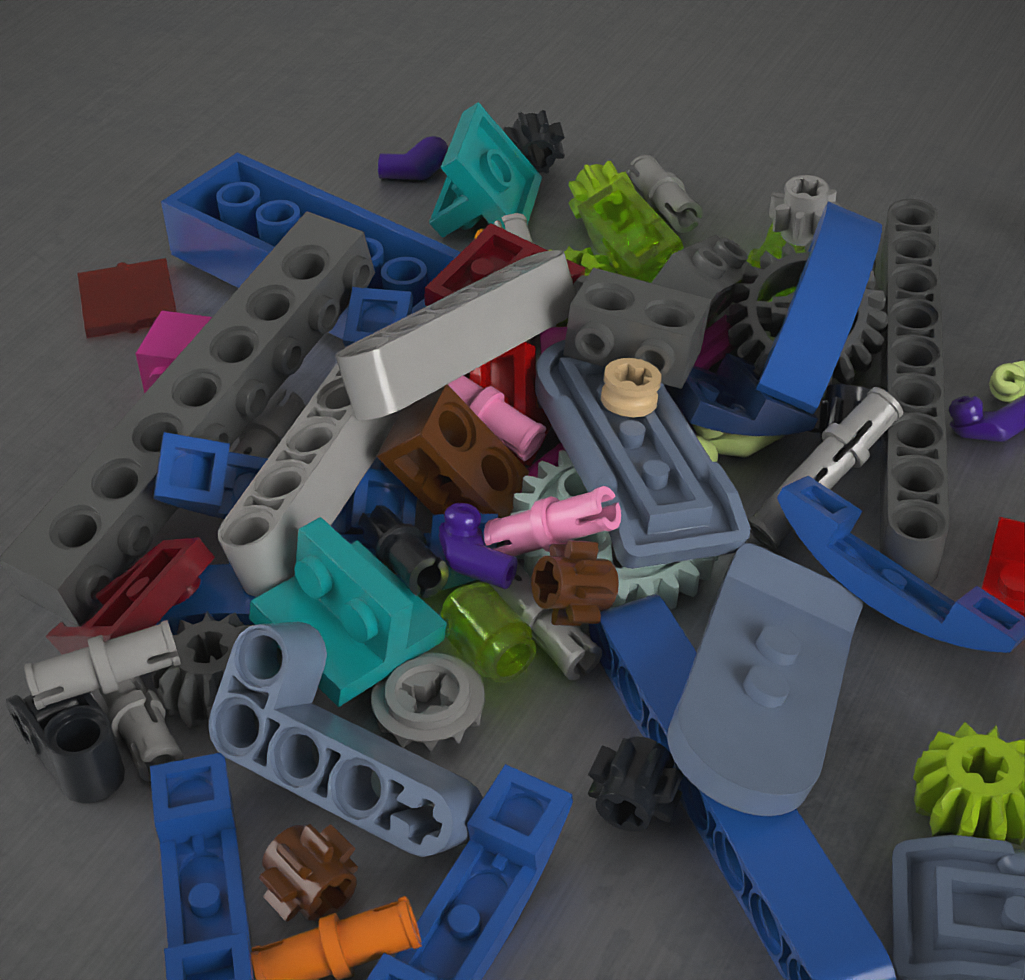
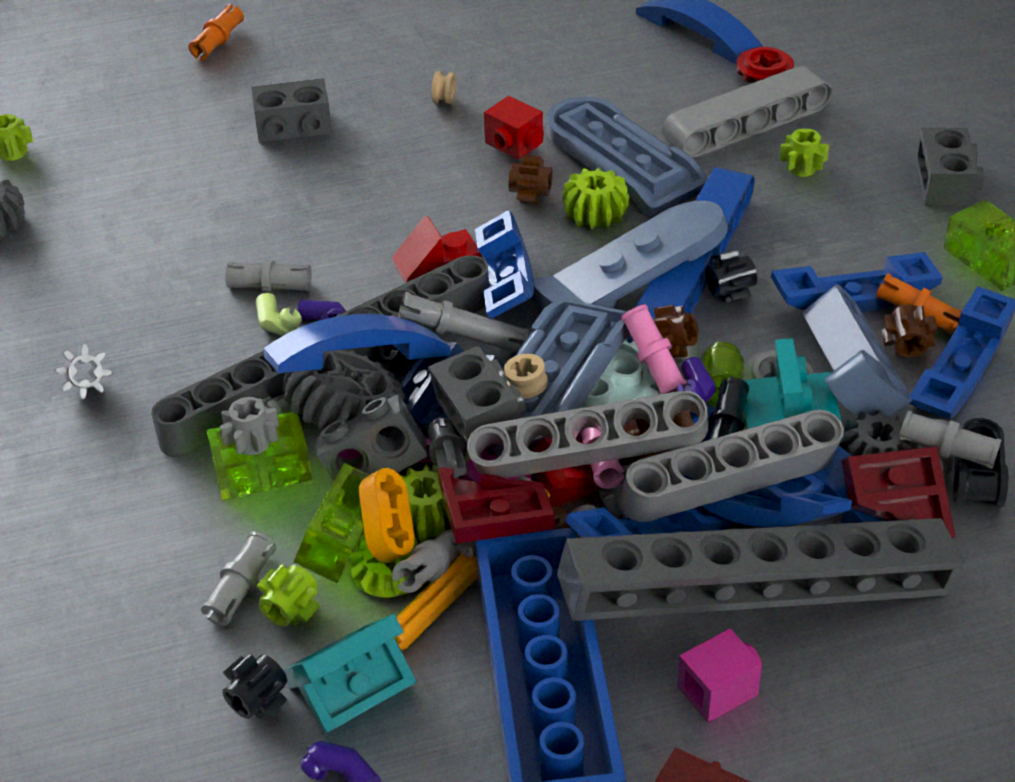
camera: 135 degrees left, 0 degrees up
(593, 232) = (386, 515): none -> light orange beam

